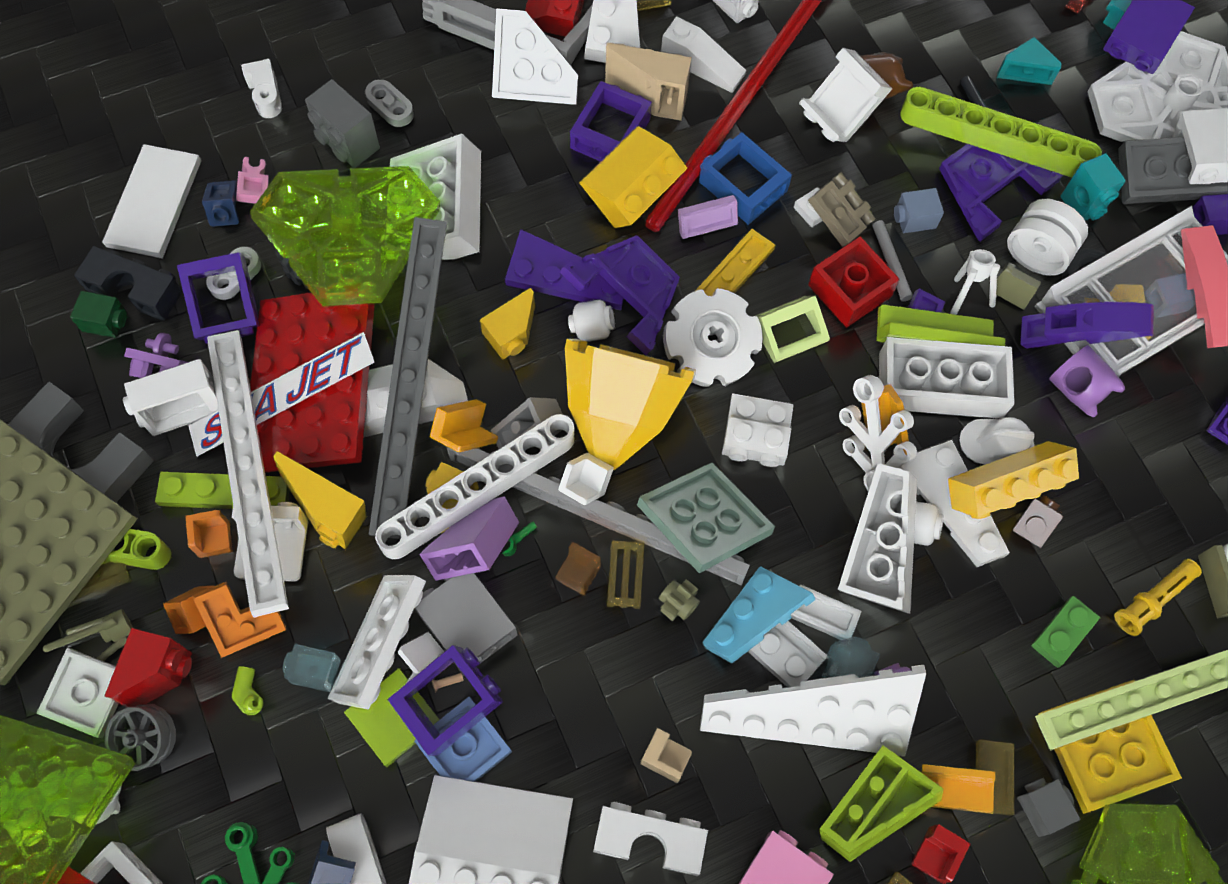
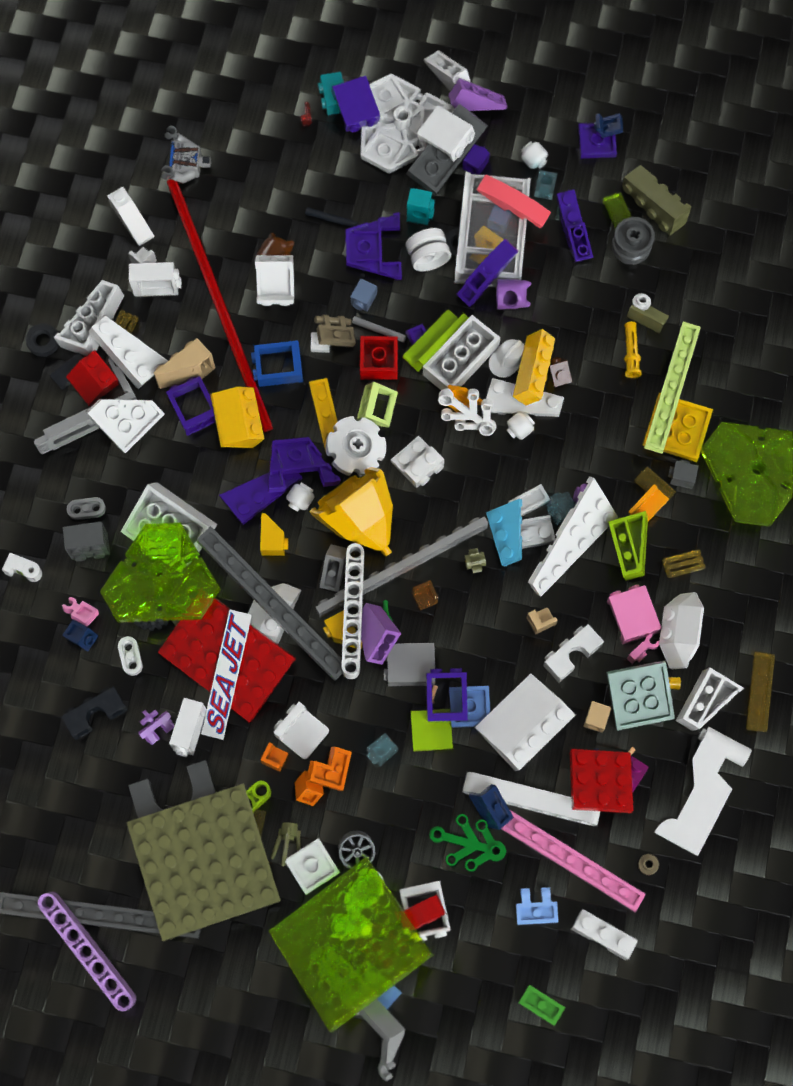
camera: 50 degrees left, 5 degrees up
(99, 314) = (102, 739): dark green brick -> none
(147, 668) = (327, 822): red slope -> none
(152, 201) = (48, 671): white tile -> none
(208, 490) = (253, 738): lime plate -> none
(212, 267) = (128, 657): dark purple window -> none
(244, 695) = (369, 791): lime arm -> none
(247, 476) = (259, 713): white plate -> none
(329, 508) = (308, 690): yellow slope -> none
(377, 640) = (392, 710): white plate -> none
(420, 653) = (416, 695): white panel -> none
(460, 428) = (314, 600): light orange panel -> none
(585, 478) = (386, 558): white panel -> none
(624, 601) = (454, 586): clear yellow tile -> none
(705, 517) = (446, 518): sand green plate -> none
(708, 58) = (187, 329): white slope -> none
(708, 216) = (286, 398): lavender tile -> none
(883, 544) = (521, 450): white wedge -> none
(940, 854) = (669, 534): red panel -> none
(978, 268) = (421, 294): white plant -> none
(997, 131) = (351, 231): lime beam -> none
(1016, 286) = (438, 284): olive tile -> none
(1030, 64) = (325, 172): teal slope -> none
(1065, 631) = (616, 403): bright green plate -> none

